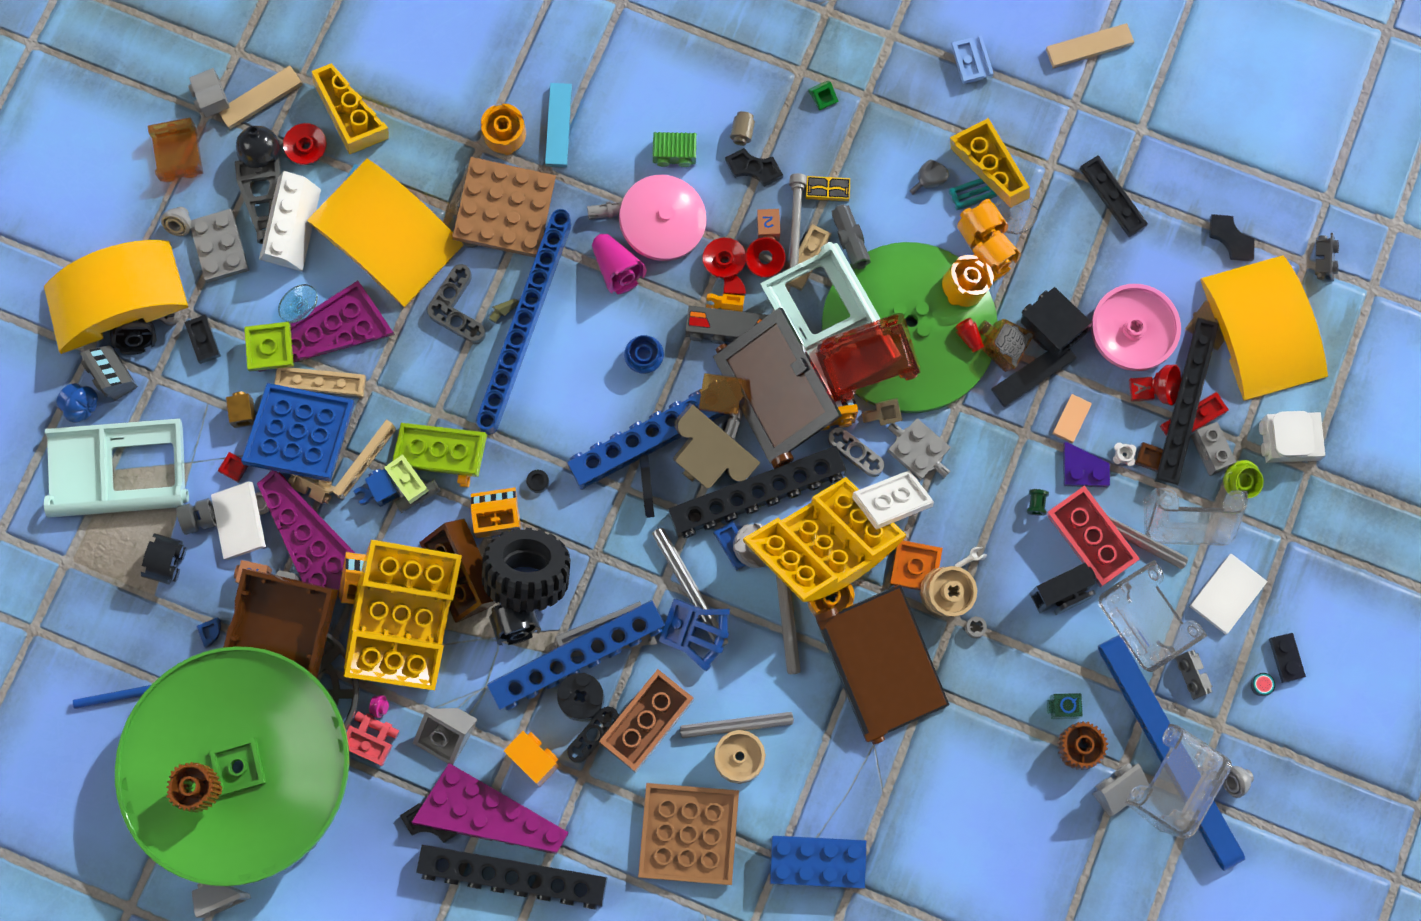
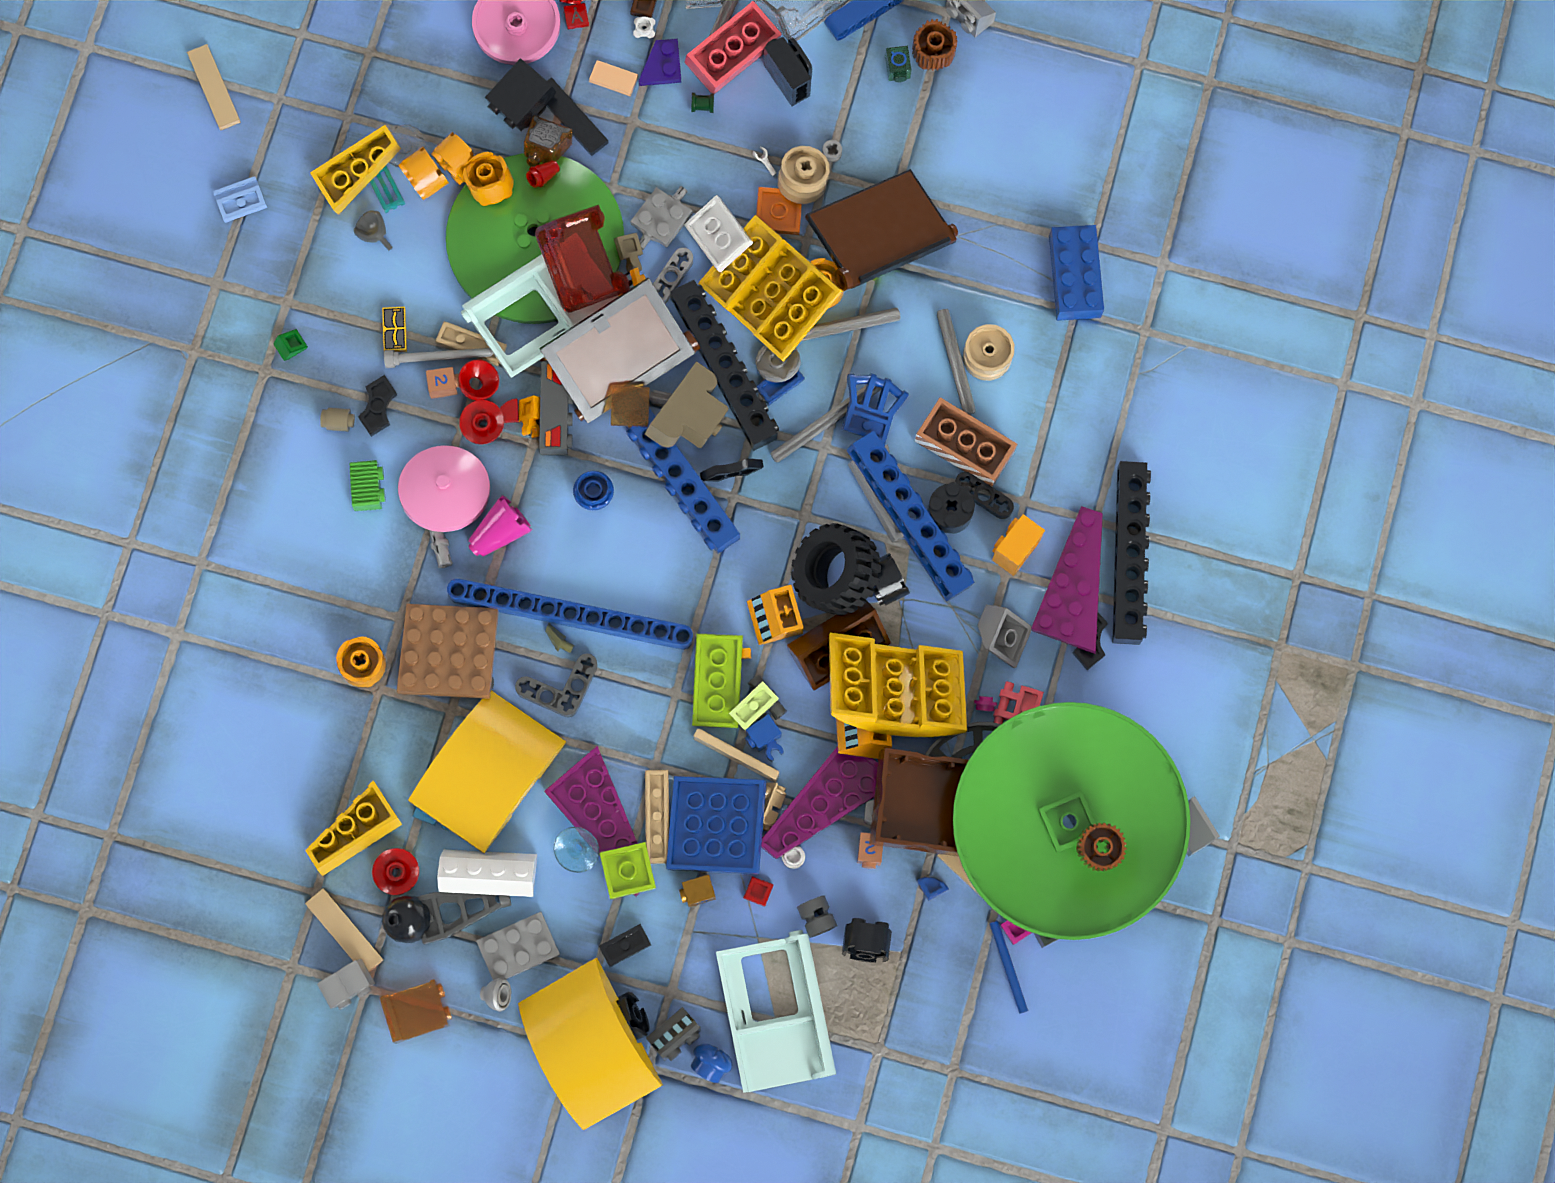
camera: 100 degrees left, 0 degrees up
(238, 520) = (815, 873): white tile -> none
(537, 481) = (736, 581): black tile -> none
(558, 125) = (348, 609): medium azure tile -> none
(688, 834) = (1066, 394): medium nougat plate -> none
(850, 237) = (447, 299): dark grey piece -> none
(1113, 196) = (376, 54): black tile -> none

